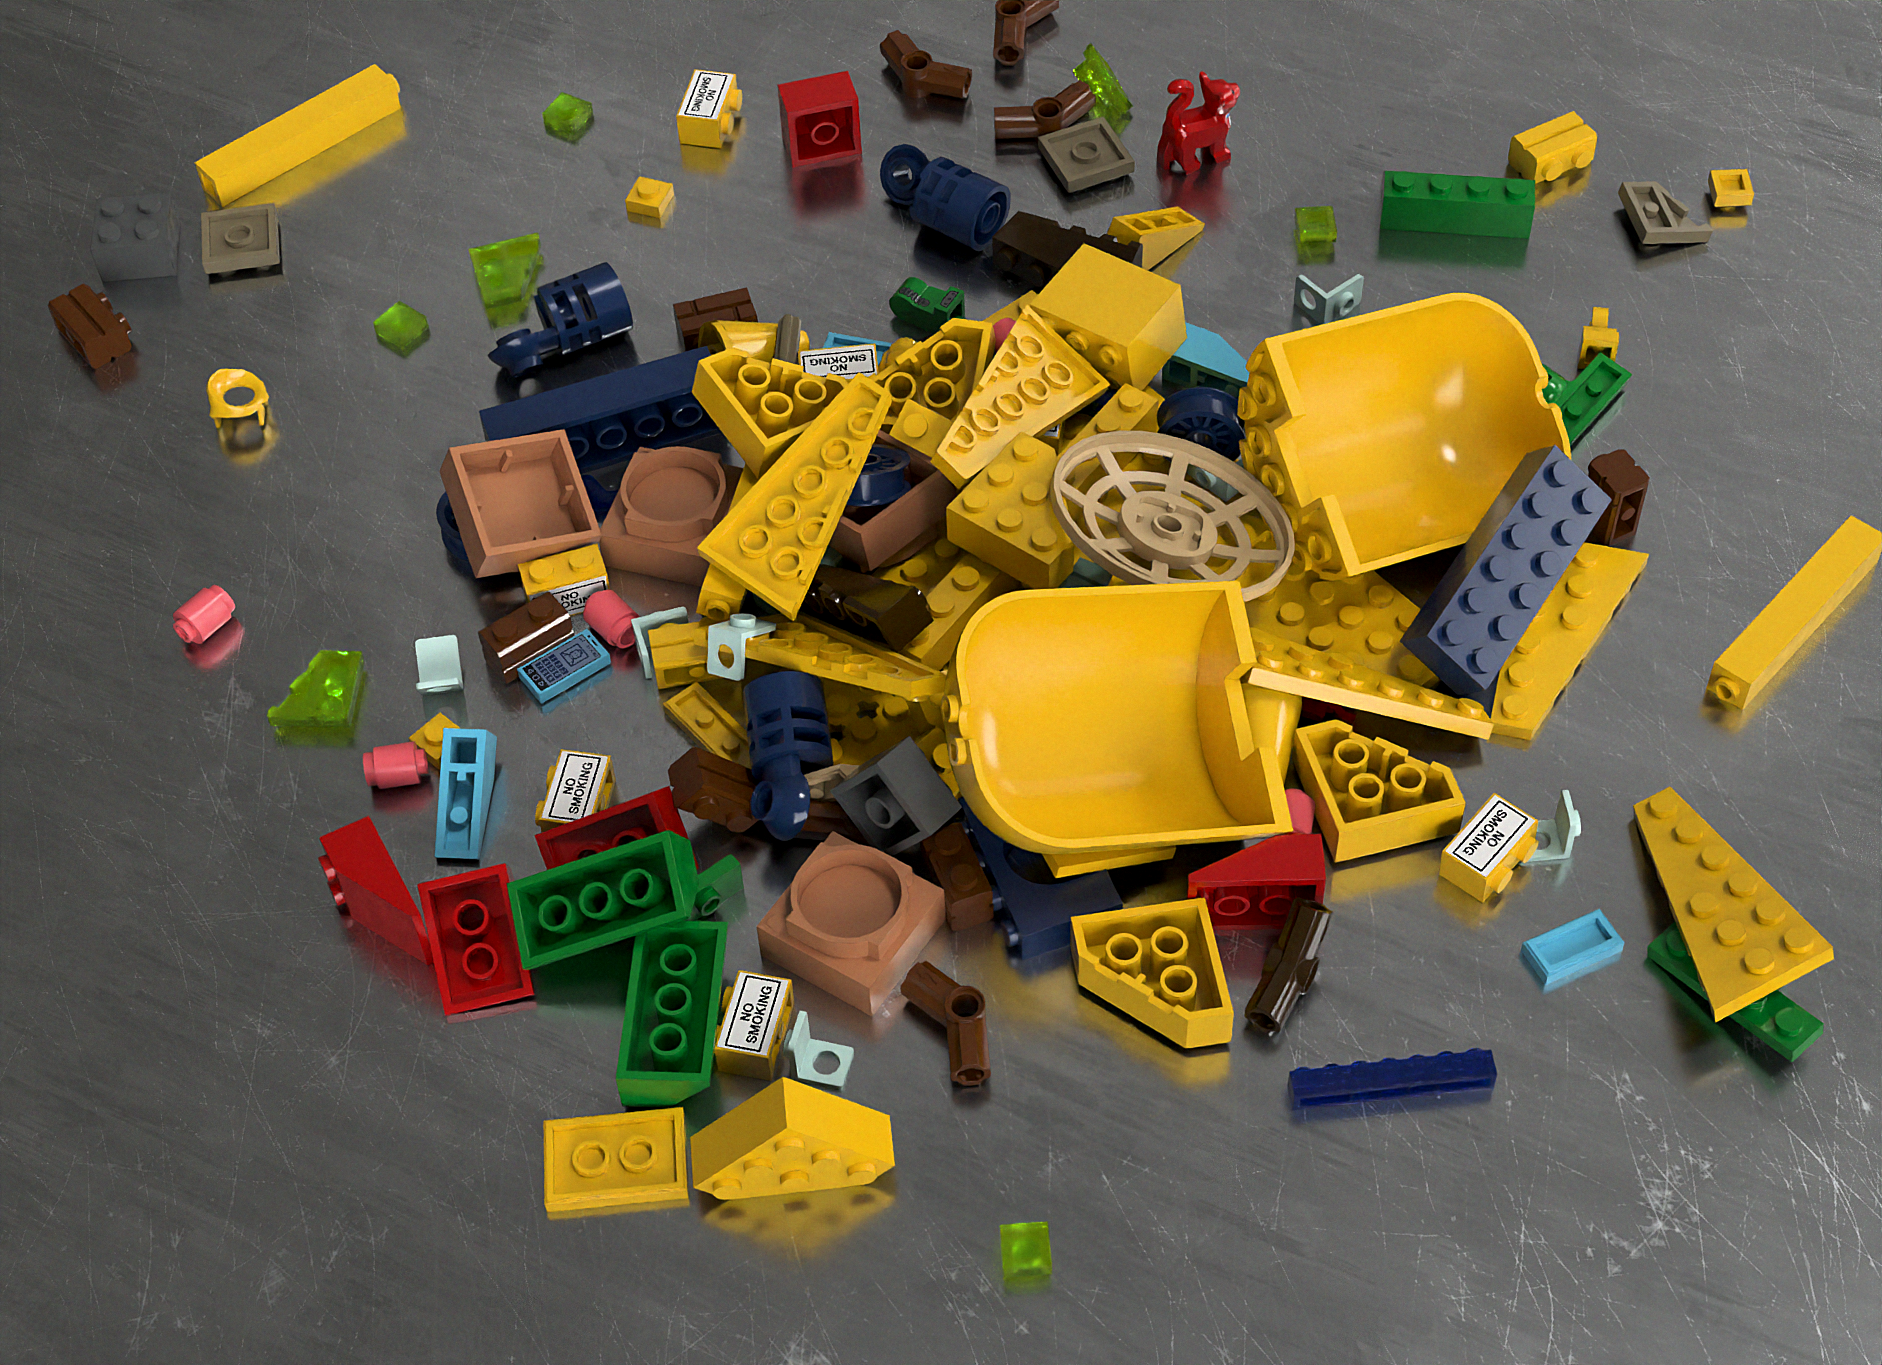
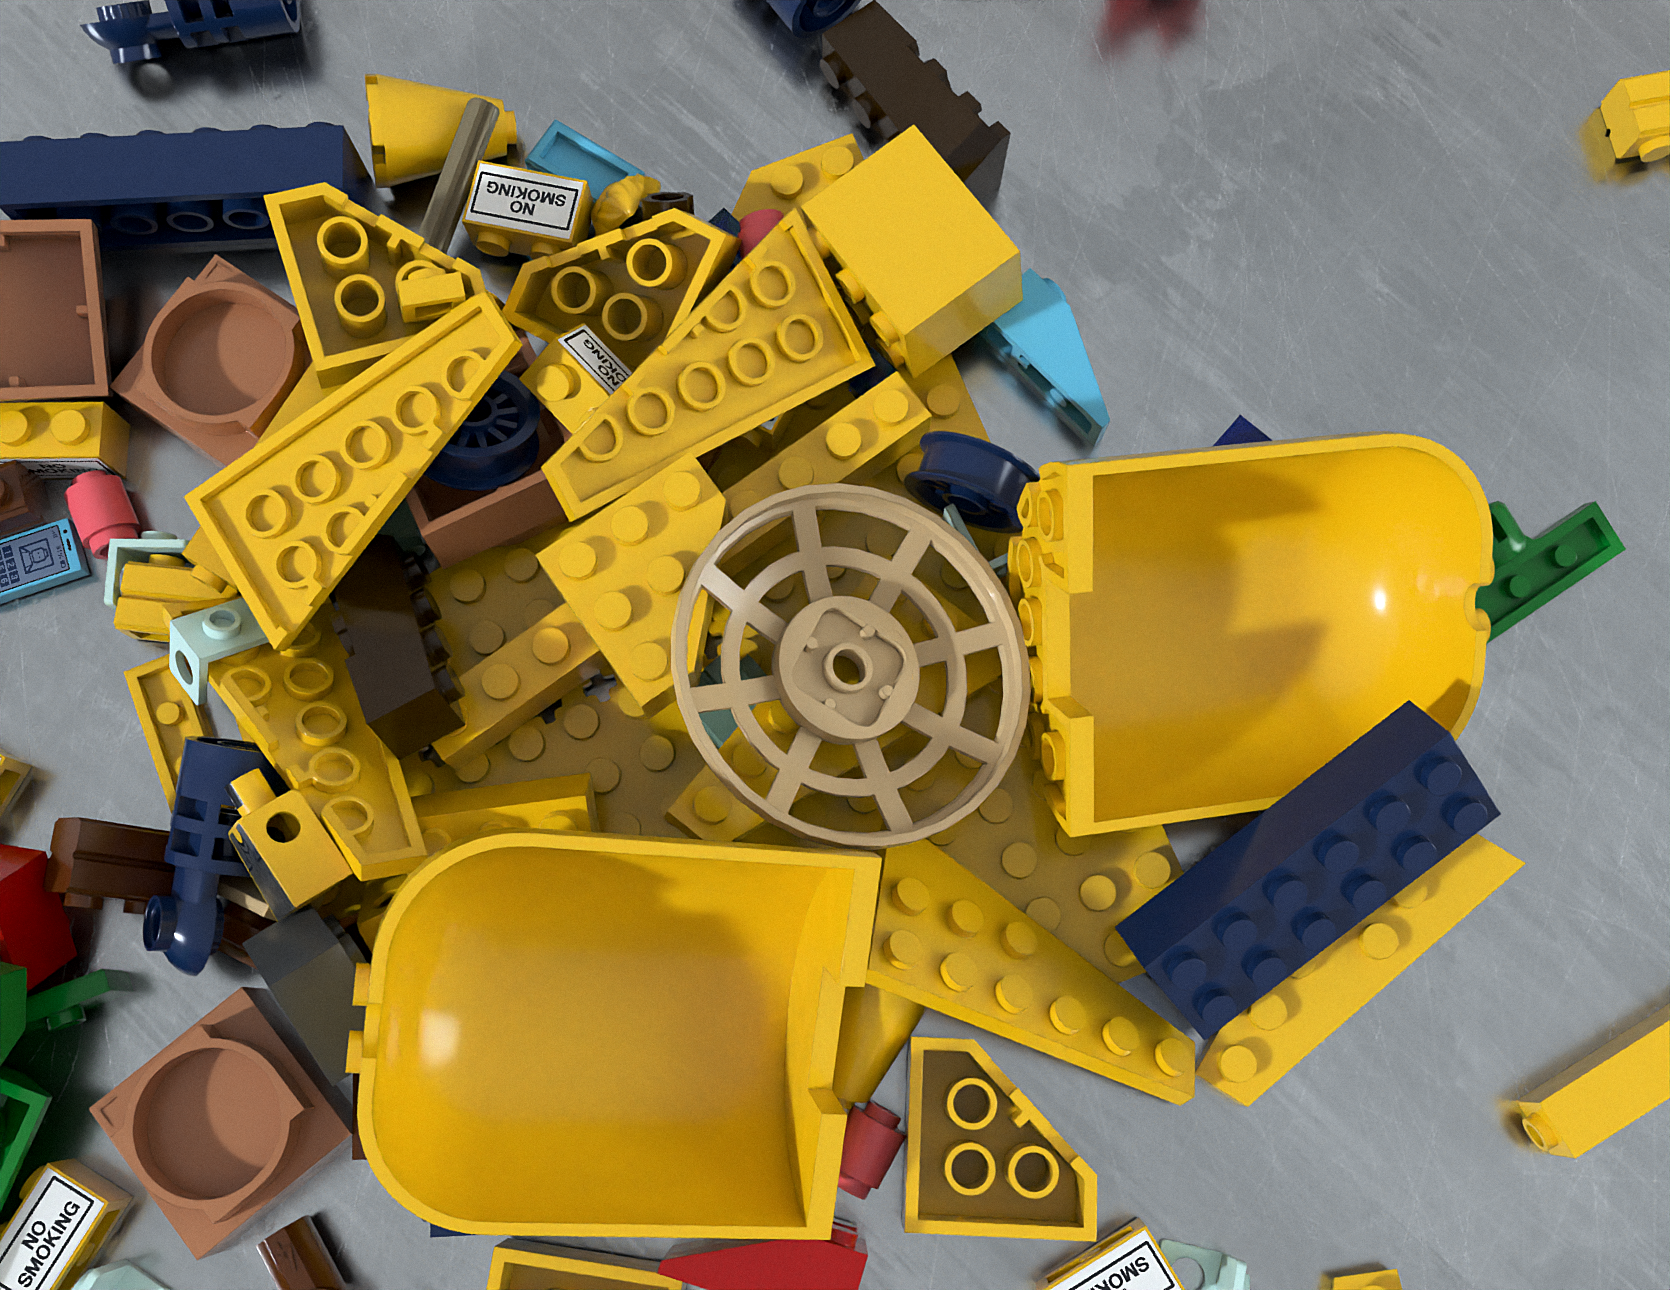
camera: 15 degrees right, 25 degrees up
(599, 498) = (149, 287): clear blue arm -> none
(726, 306) = (407, 49): reddish brown brick -> none
(824, 386) = (429, 294): none -> yellow plate
(847, 712) = (286, 872): none -> yellow torso
(927, 305) = (702, 118): green leg -> none
(1158, 231) = (1049, 90): yellow slope -> none
(1315, 225) = (1284, 141): clear neon green plate -> none
(1331, 304) = (1264, 290): light aqua bracket -> none
(1457, 204) = (1500, 163): green slope -> none
(1597, 338) = (1599, 472): yellow piece -> none
(1626, 487) = (1519, 763): reddish brown brick -> none

